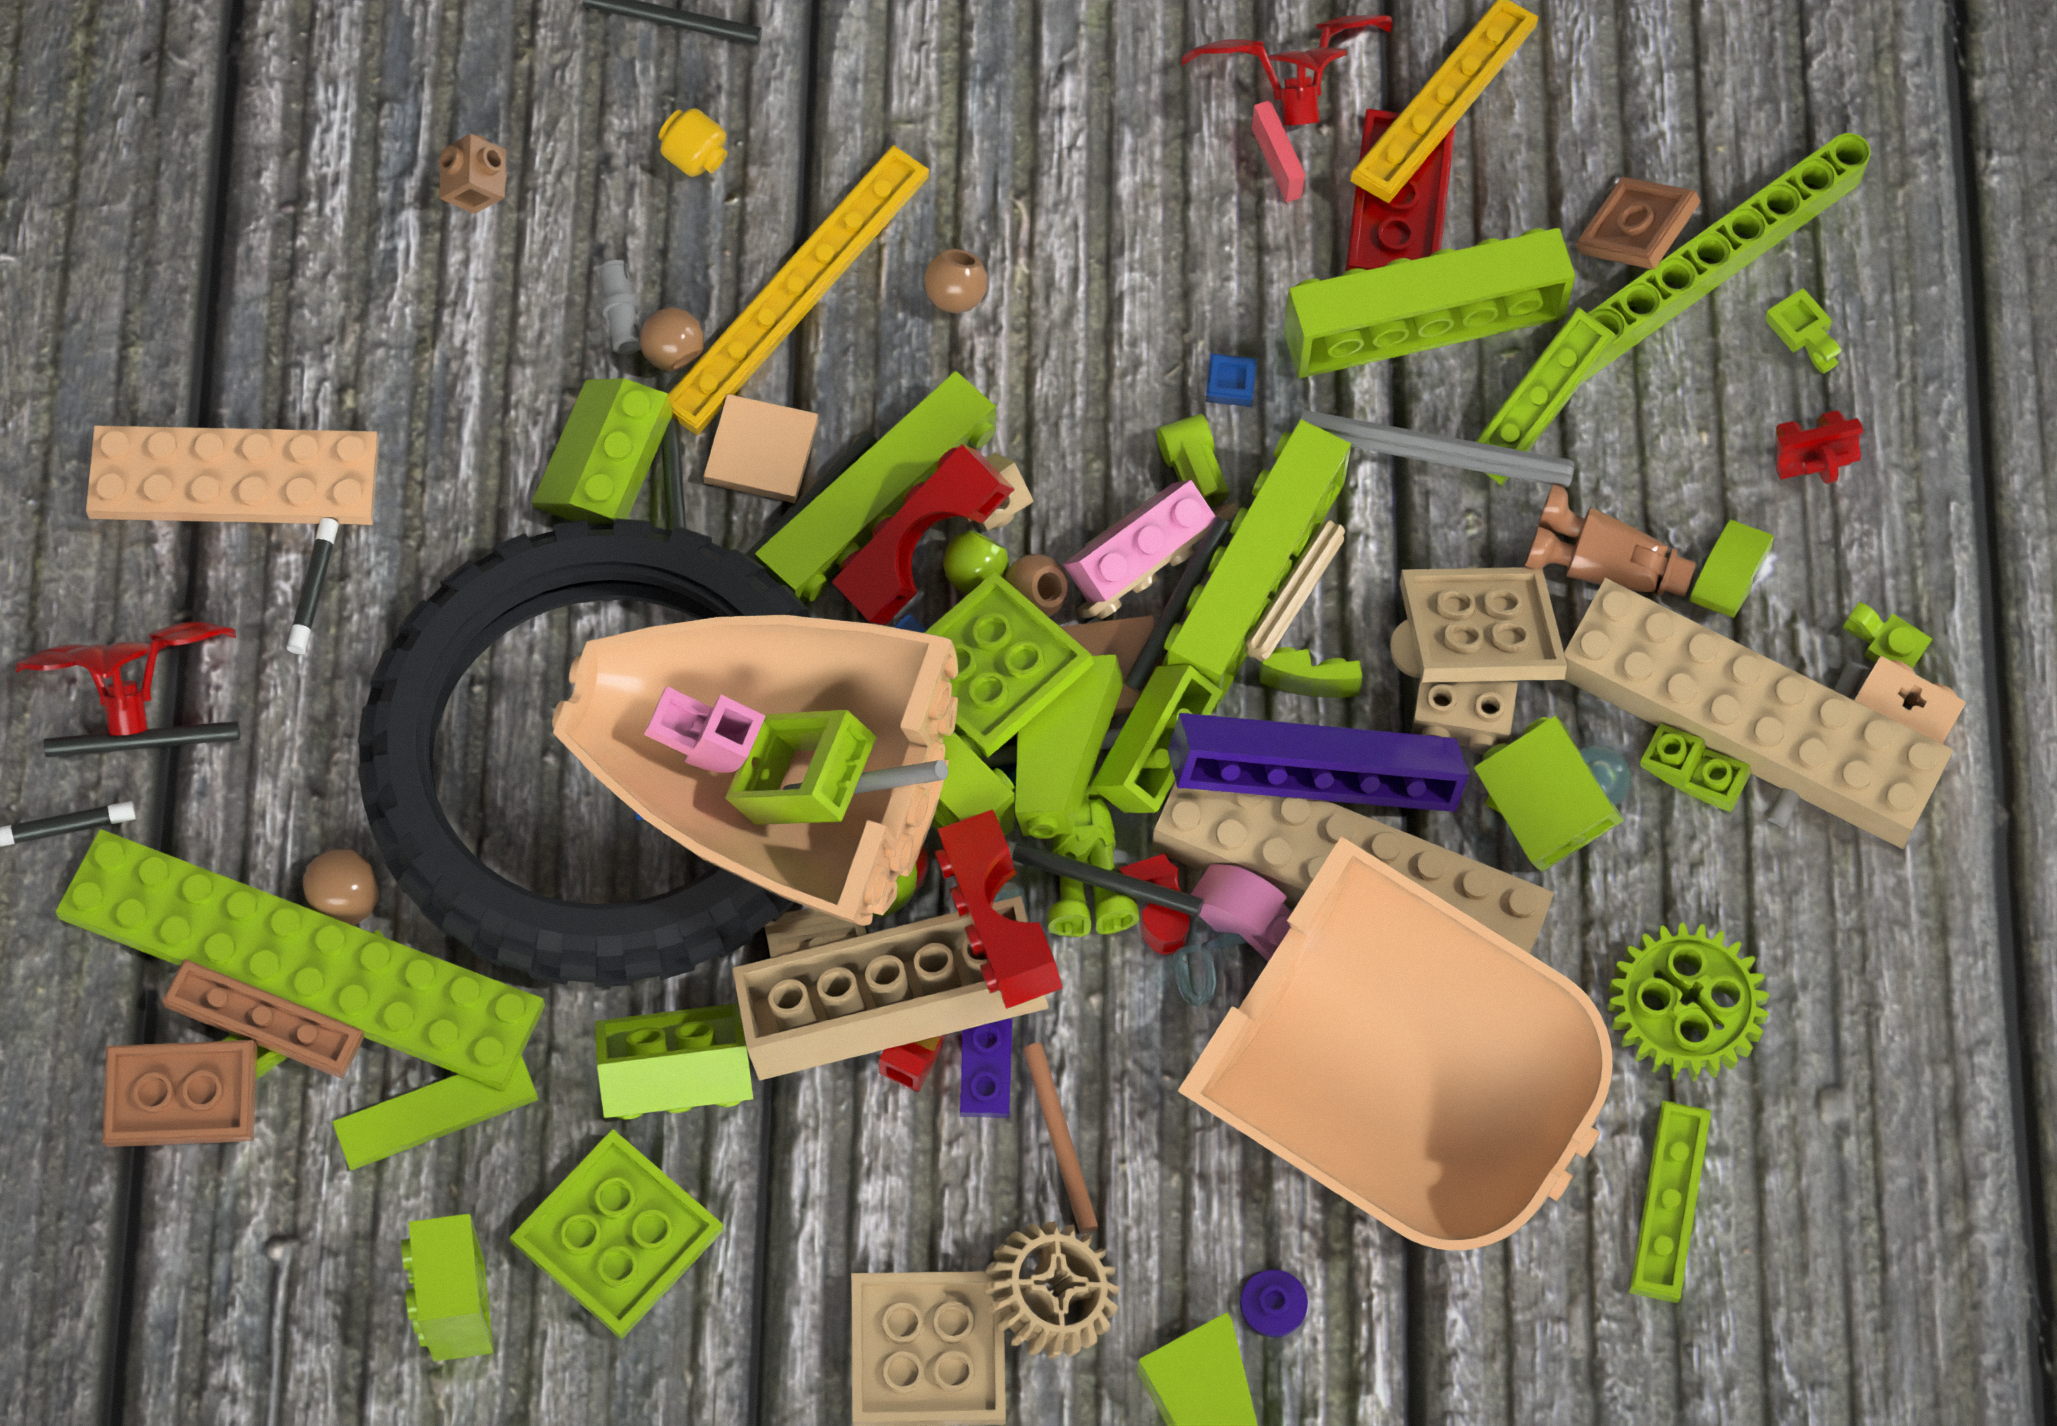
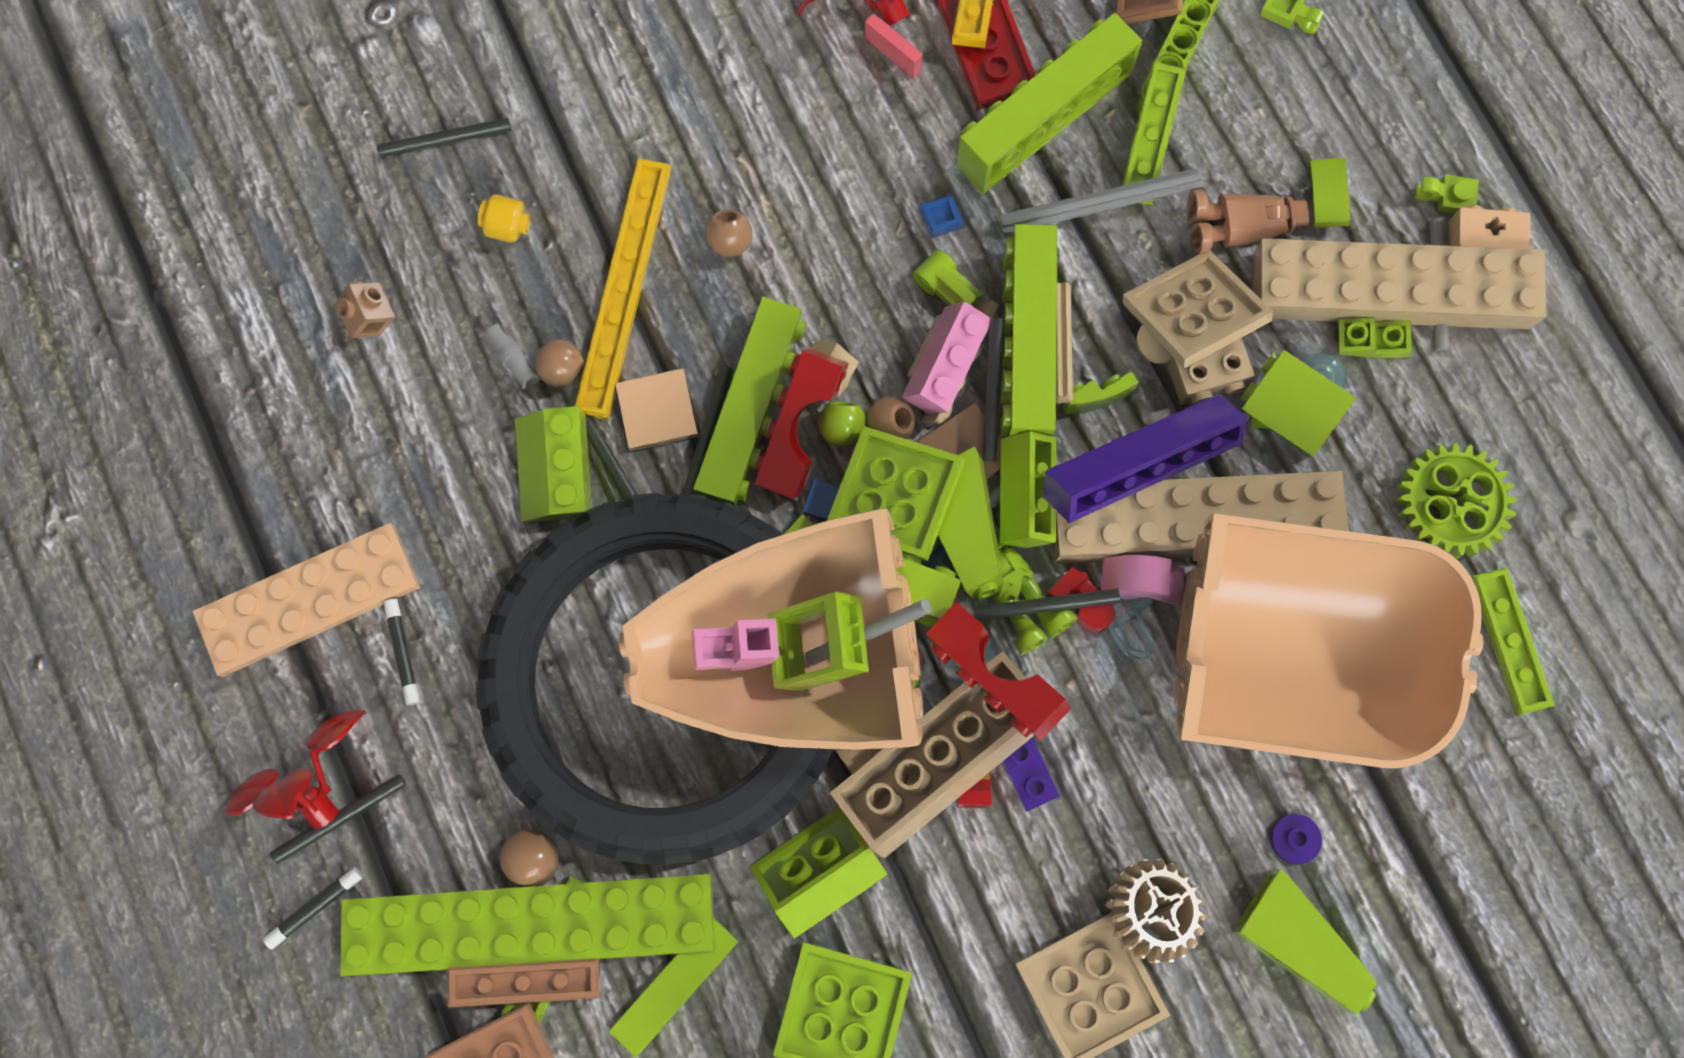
camera: 20 degrees left, 10 degrees up
(1060, 1138) = (1099, 793): nougat bar -> none
(1820, 449) = (1345, 87): red hips -> none

